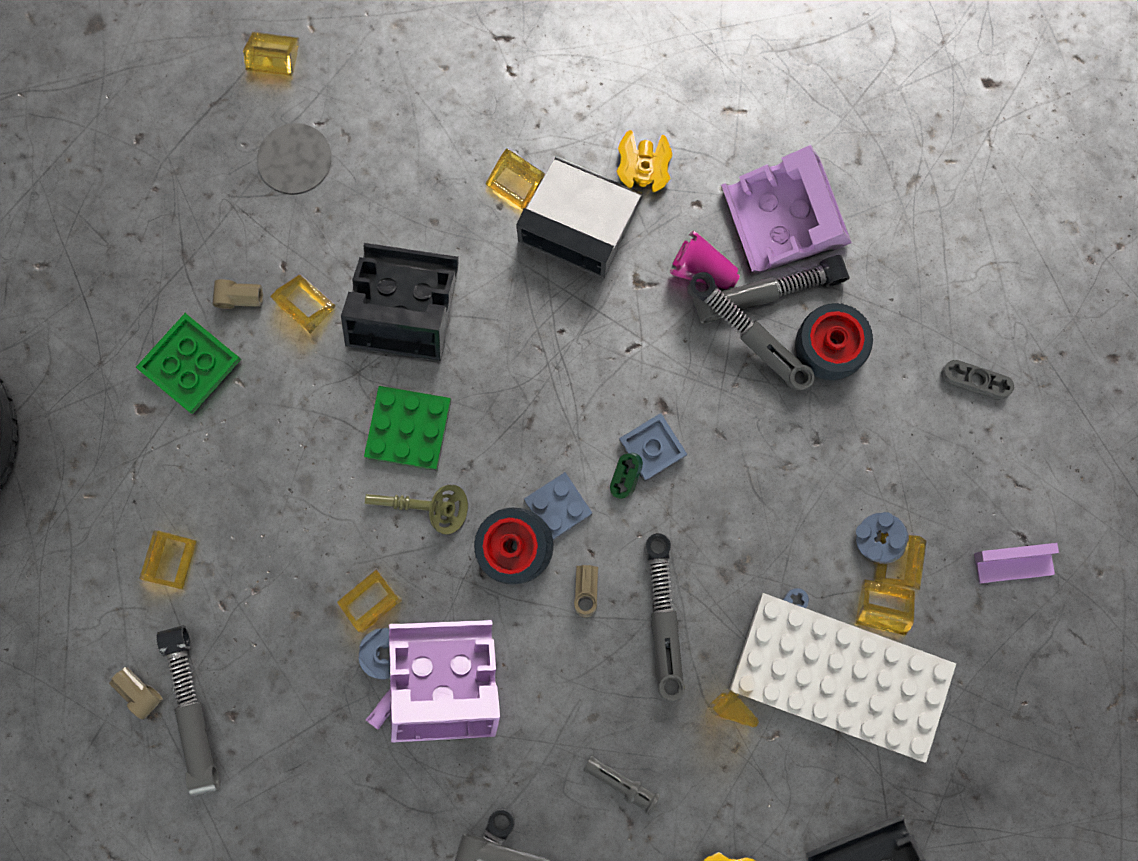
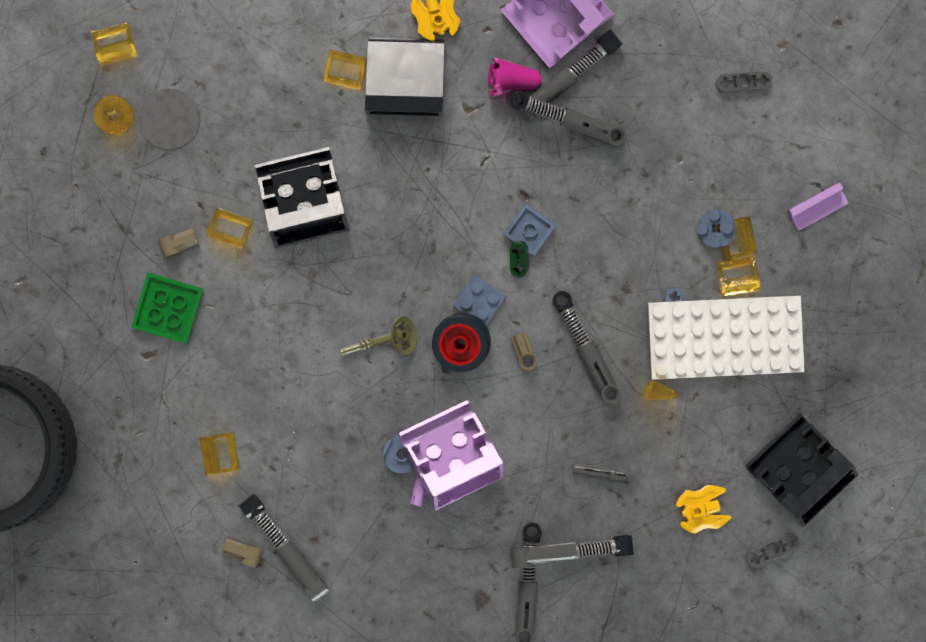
camera: 30 degrees left, 10 degrees up
(235, 114) = (108, 105): none -> clear yellow piece
(376, 611) = (384, 428): clear yellow tile -> none
(407, 428) = (347, 288): green plate -> none
(844, 327) = (634, 84): wheel -> none

